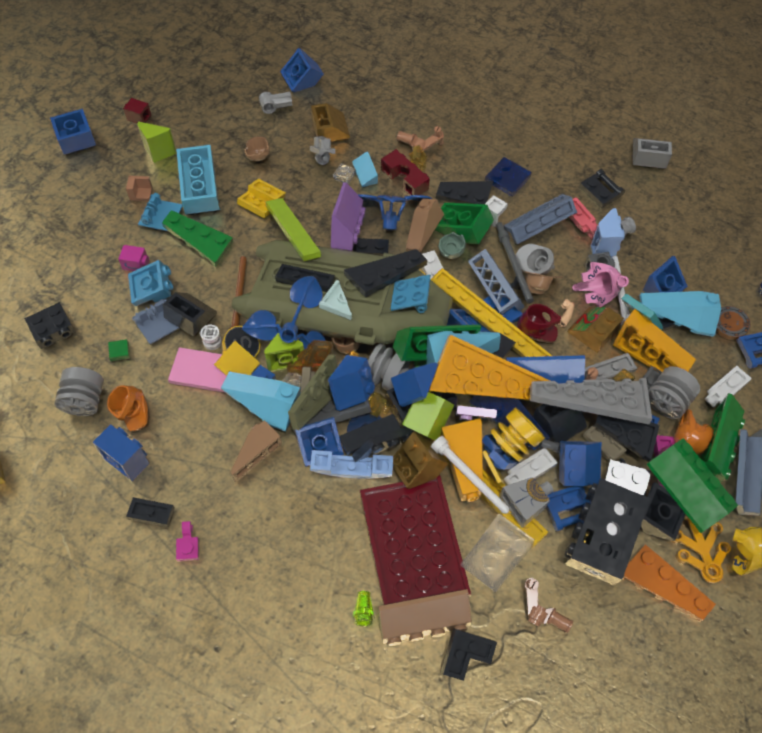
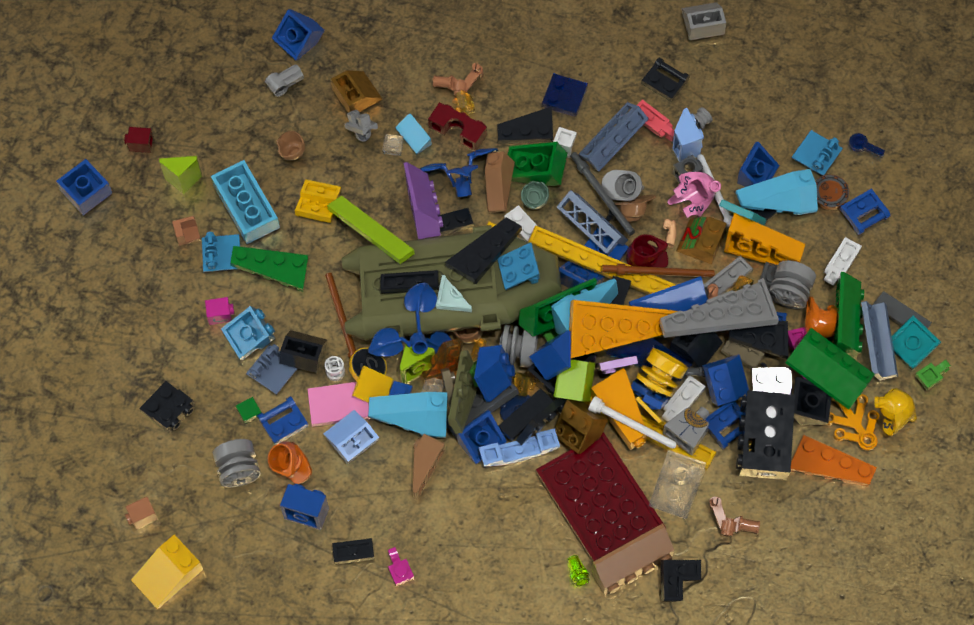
camera: 15 degrees left, 5 degrees up
(146, 374) = (285, 426): none -> blue plate
(196, 403) = (351, 436): none -> light blue slope
(510, 329) = (621, 269): none -> dark orange bar
(728, 285) = (817, 152): none -> dark azure hinge

